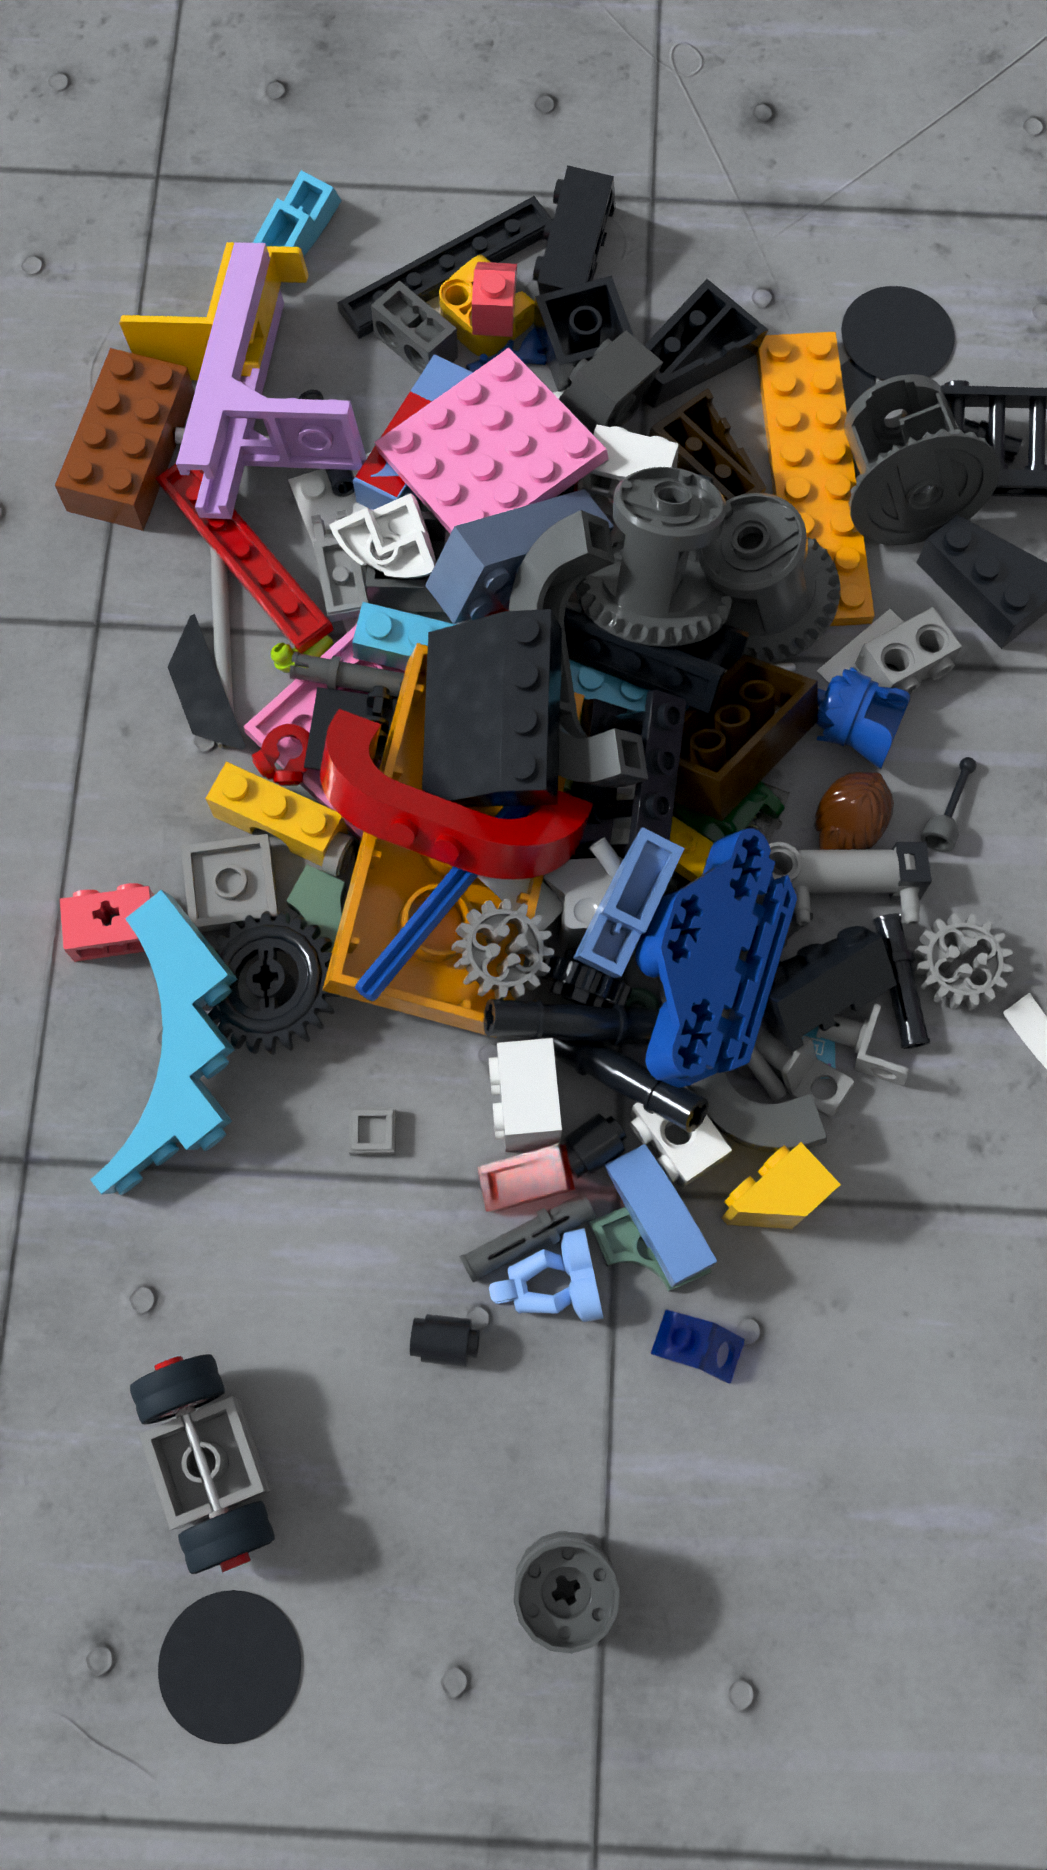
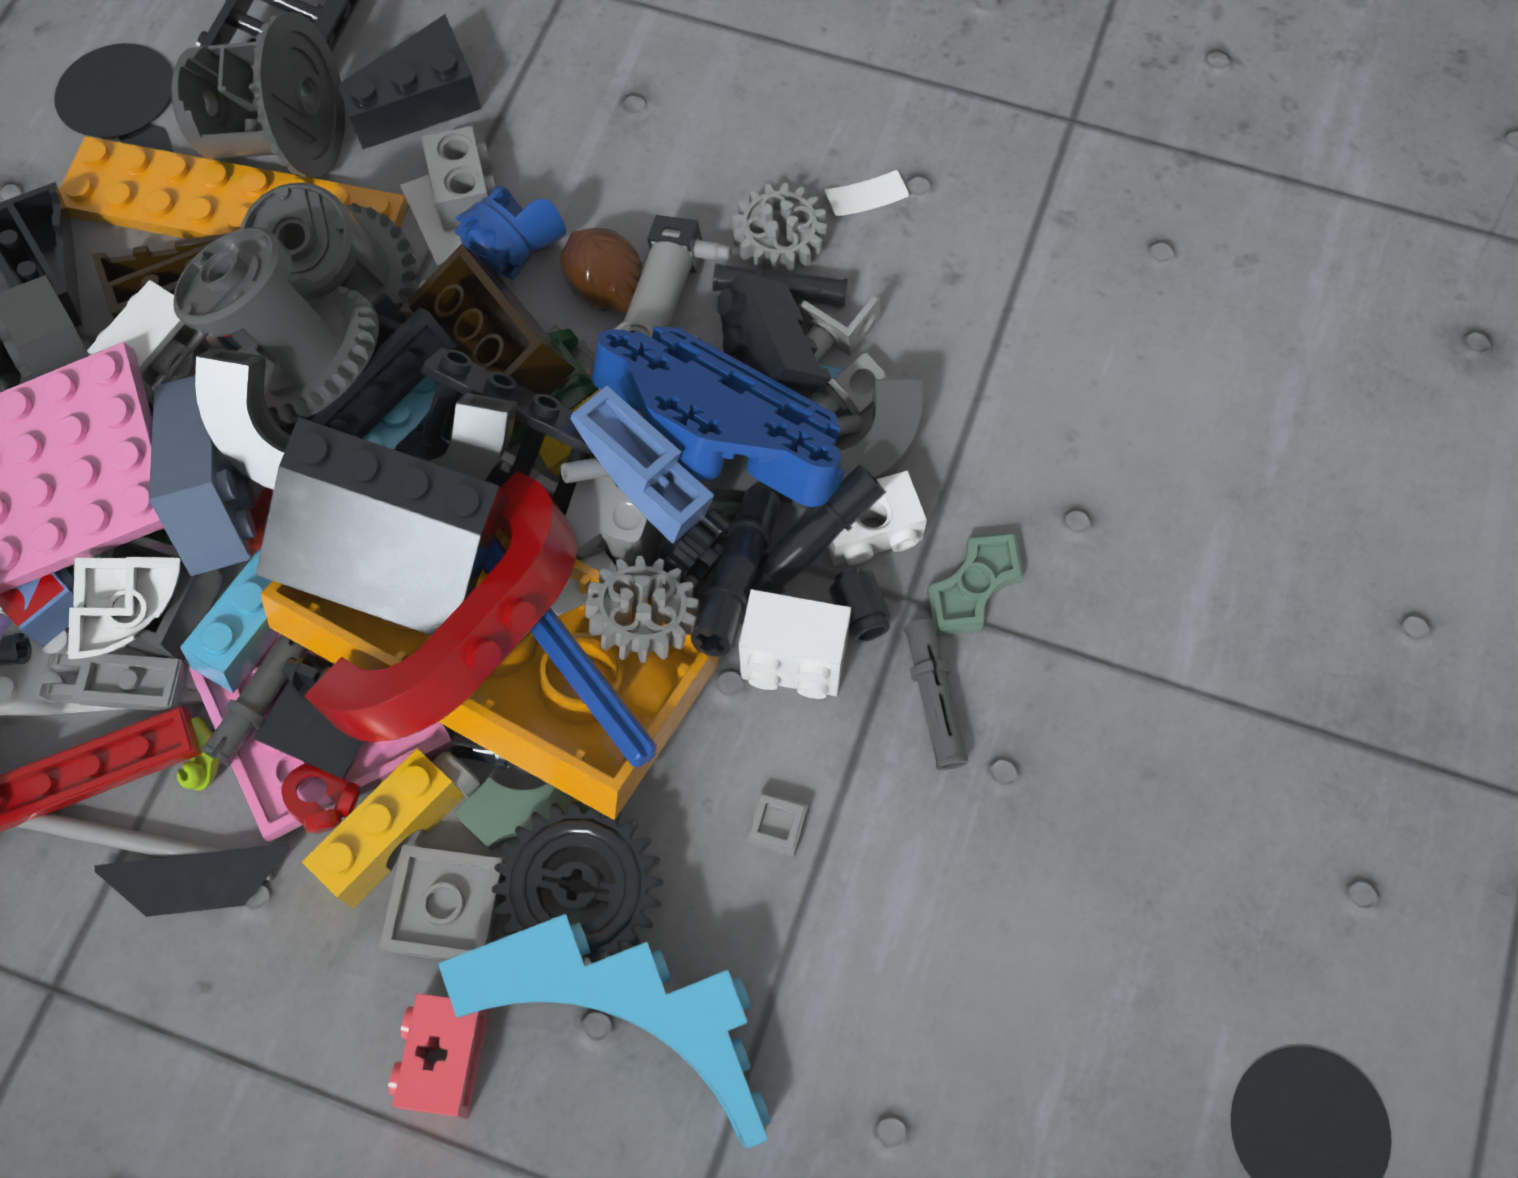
camera: 70 degrees left, 5 degrees down
(203, 1463) = (1105, 1091): brick -> none
(444, 1340) = (1022, 805): black brick -> none
(526, 1178) = (877, 676): clear red tile -> none
(552, 1618) = (1330, 739): dark grey wheel -> none
(574, 1261) = (1002, 653): light blue piece -> none
(660, 1215) = (954, 554): medium blue slope -> none
(696, 1344) = (1081, 568): clear blue bracket -> none
(787, 1192) = (959, 435): yellow slope -> none
(941, 830) = (642, 205): dark grey hinge -> none

